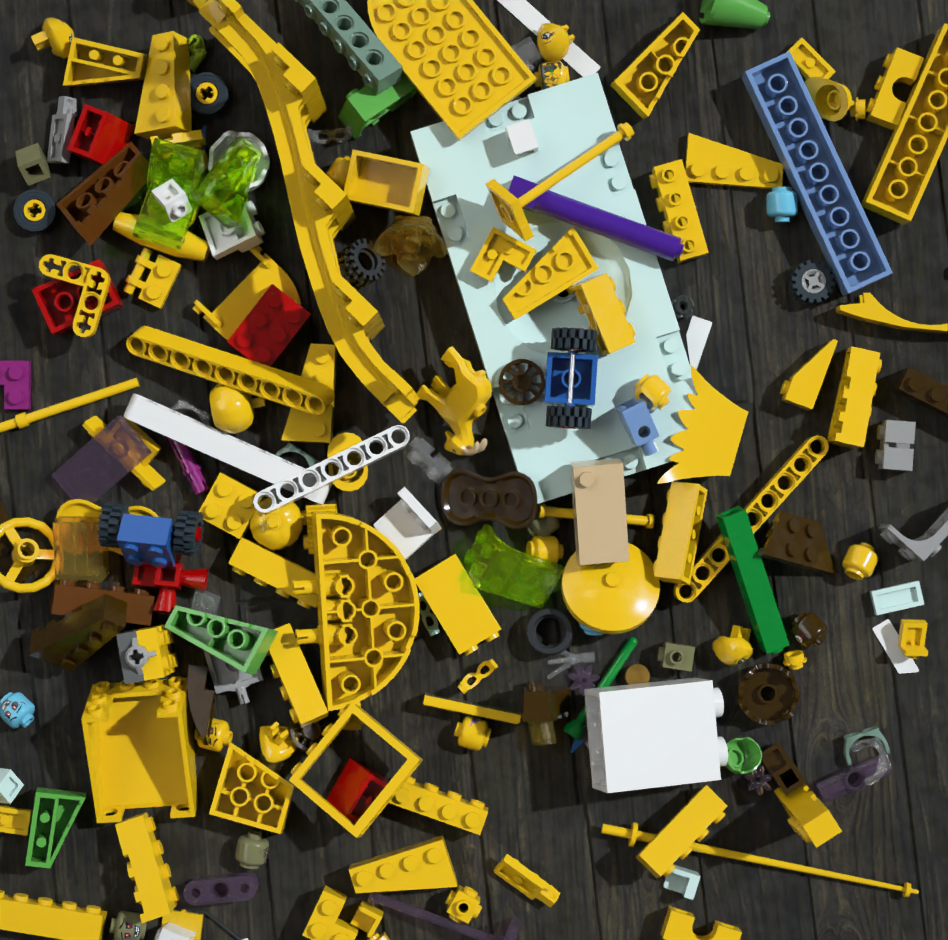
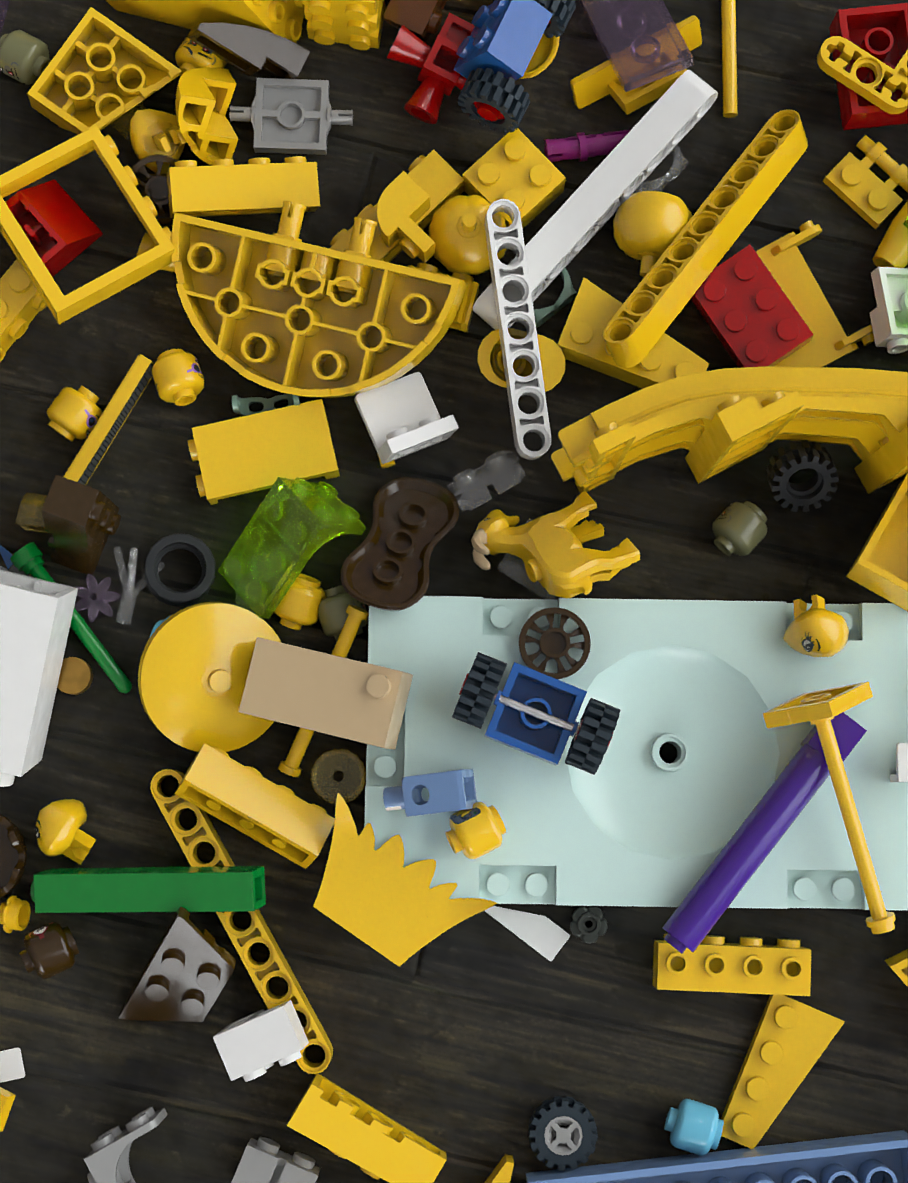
camera: 105 degrees right, 5 degrees down
(205, 602) = (386, 104): clear plate -> none
(228, 639) = (327, 106): bright green wedge -> none
(255, 718) = (201, 112): none -> yellow brick
(281, 571) = (398, 211): none -> yellow brick
(407, 291) = (739, 528): none -> olive head
(412, 241) = (811, 558): clear yellow brick -> none
(428, 676) = (177, 377): none -> yellow head
(462, 224) = (816, 630): none -> yellow piece
(464, 686) = (147, 425): yellow cap -> none
(498, 249) = (762, 672): yellow plate -> none
(556, 271) = (702, 752): yellow wing -> none
(604, 313) = (616, 798): yellow wedge -> none
(634, 486) = (334, 761): none -> clear yellow piece
(676, 656) = (80, 741): olive brick -> none
(806, 382) = (414, 1071): yellow slope -> none
(819, 480) = (260, 1040): none -> white brick
(860, 561) = (122, 1062): yellow head -> none
(897, 597) = (50, 1100): light aqua tile -> none

